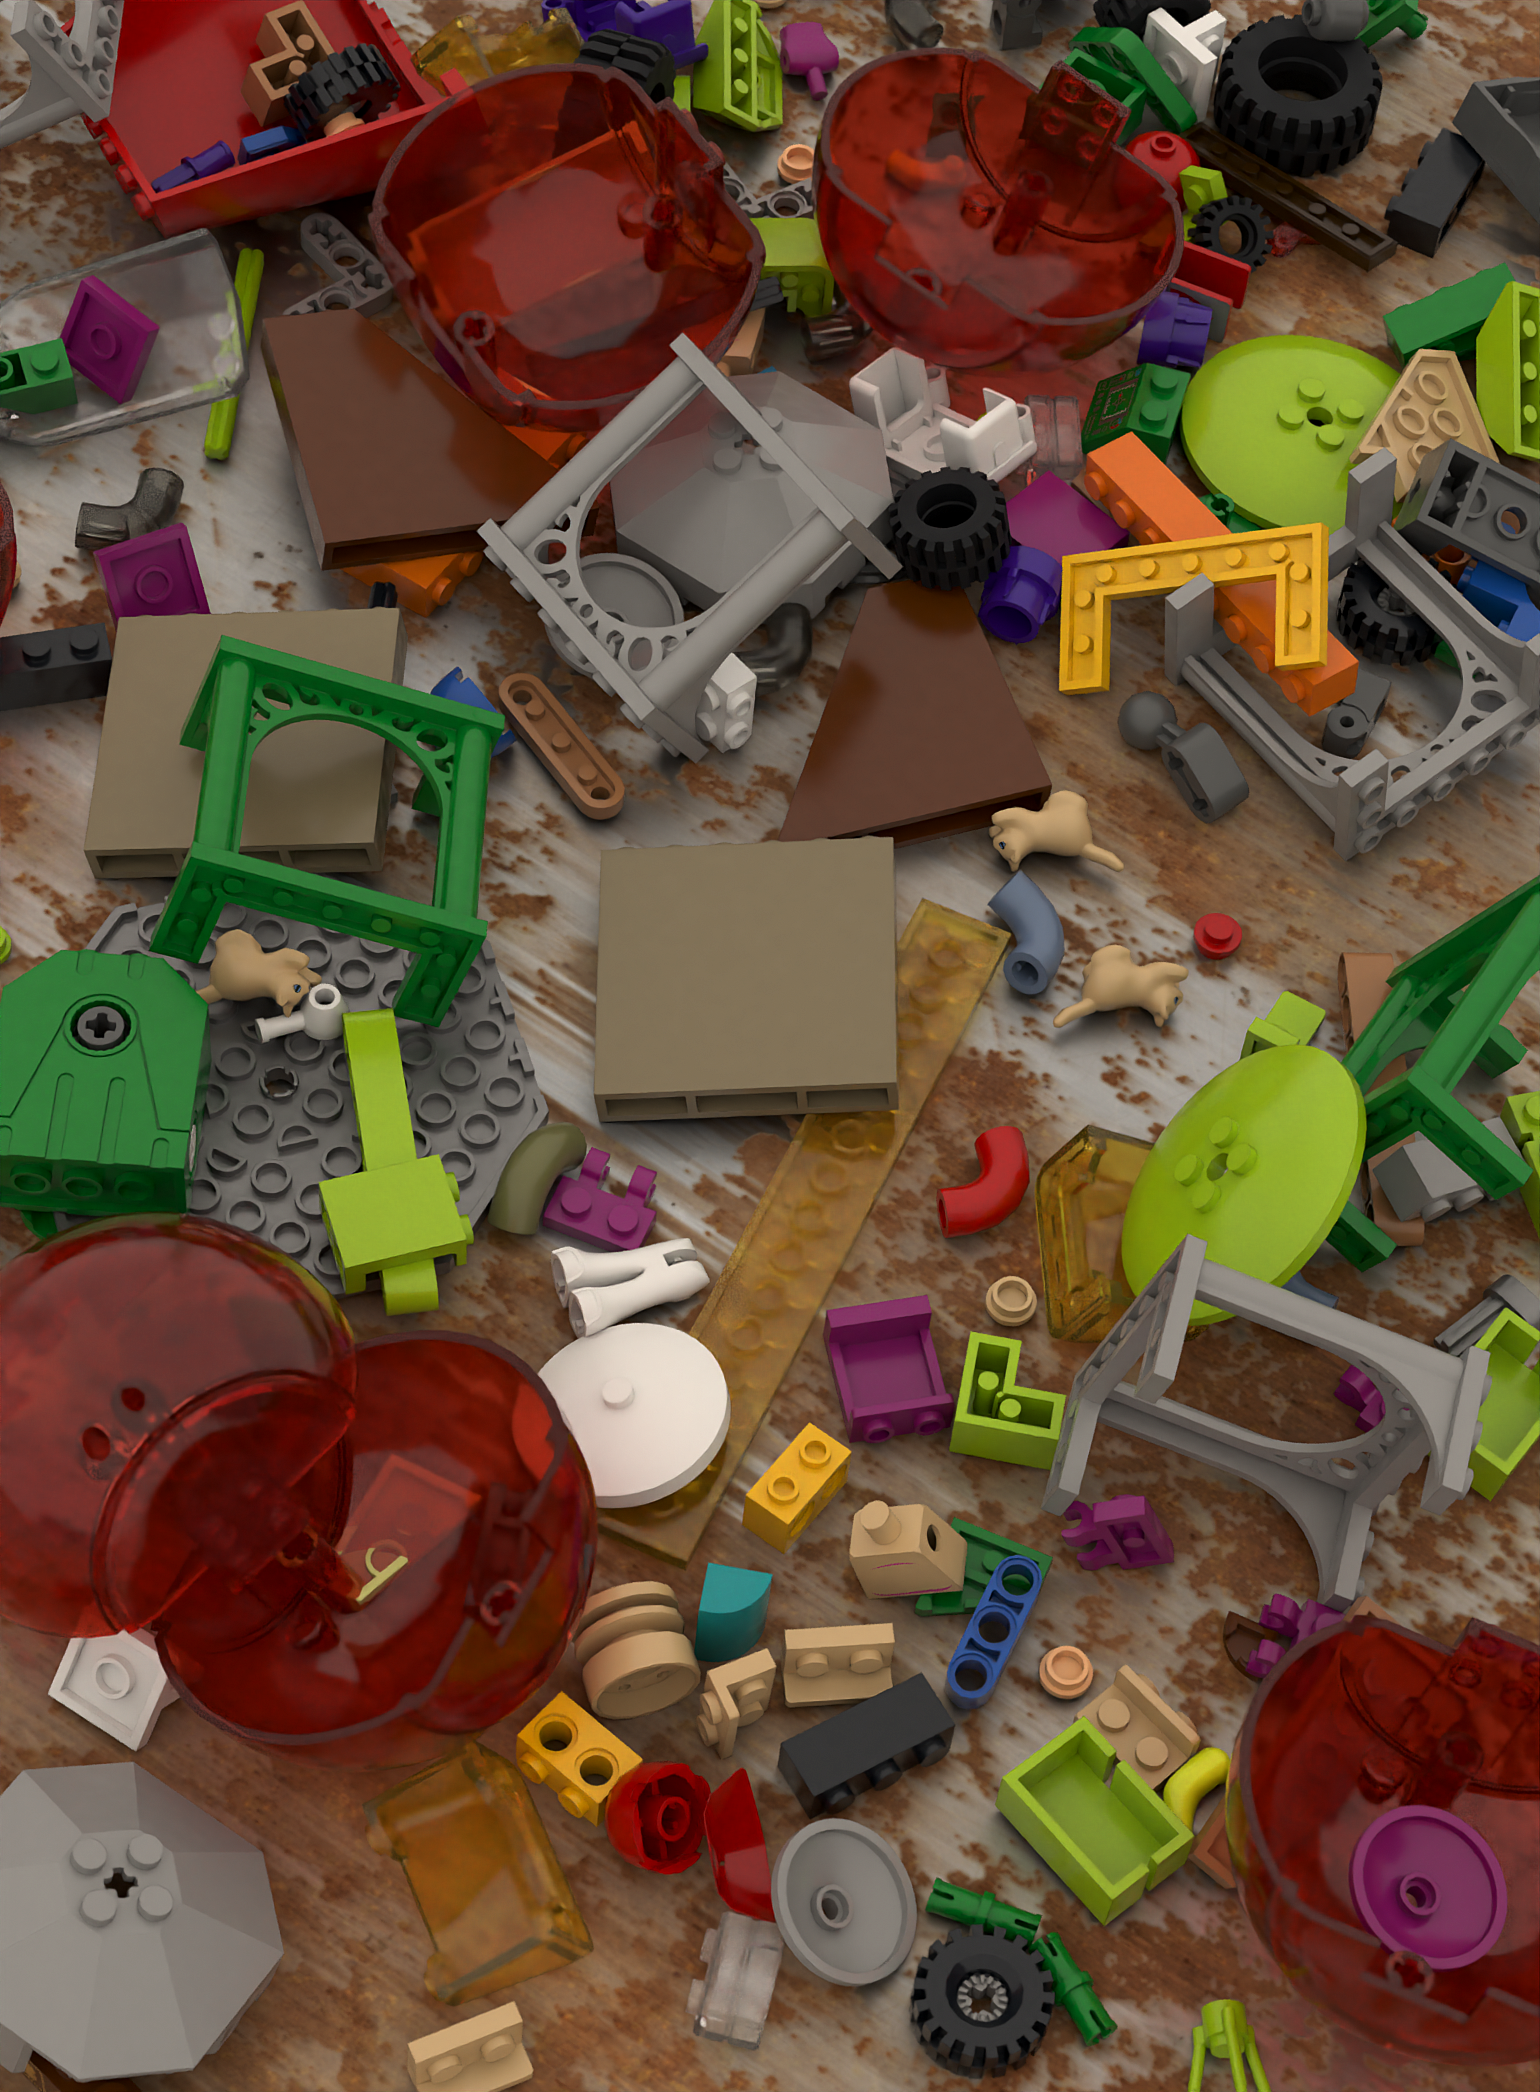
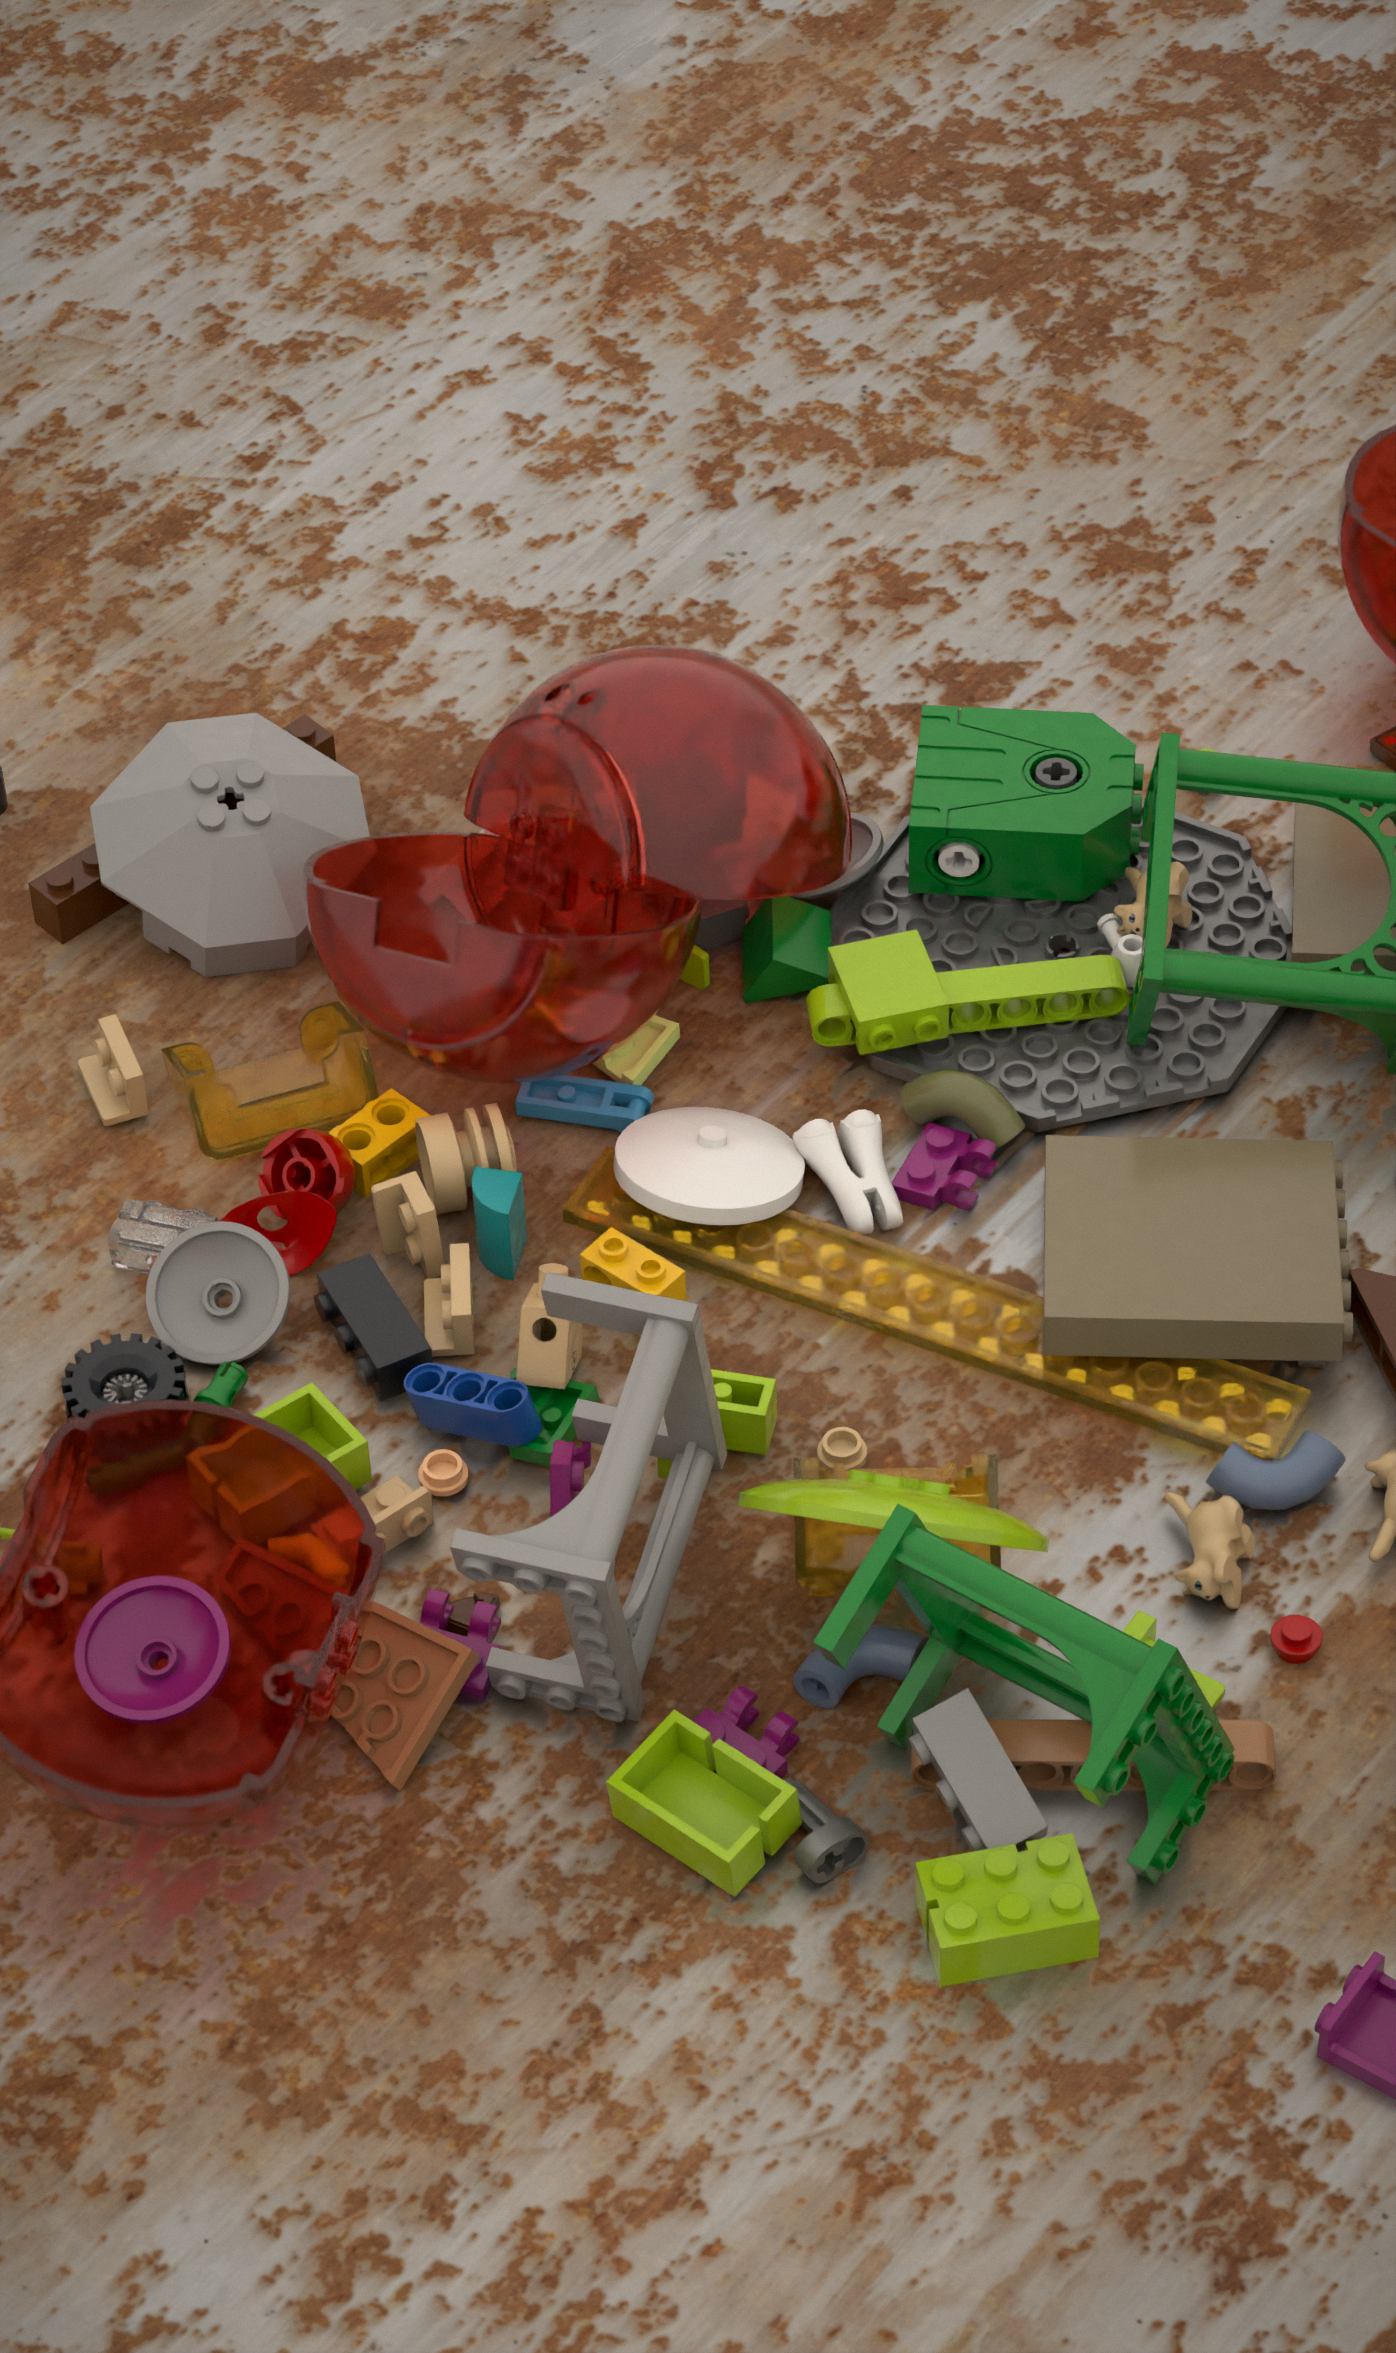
camera: 100 degrees right, 10 degrees down
(887, 1370) = (775, 1348): magenta panel -> none
(995, 1192) = (958, 1434): red cylinder -> none

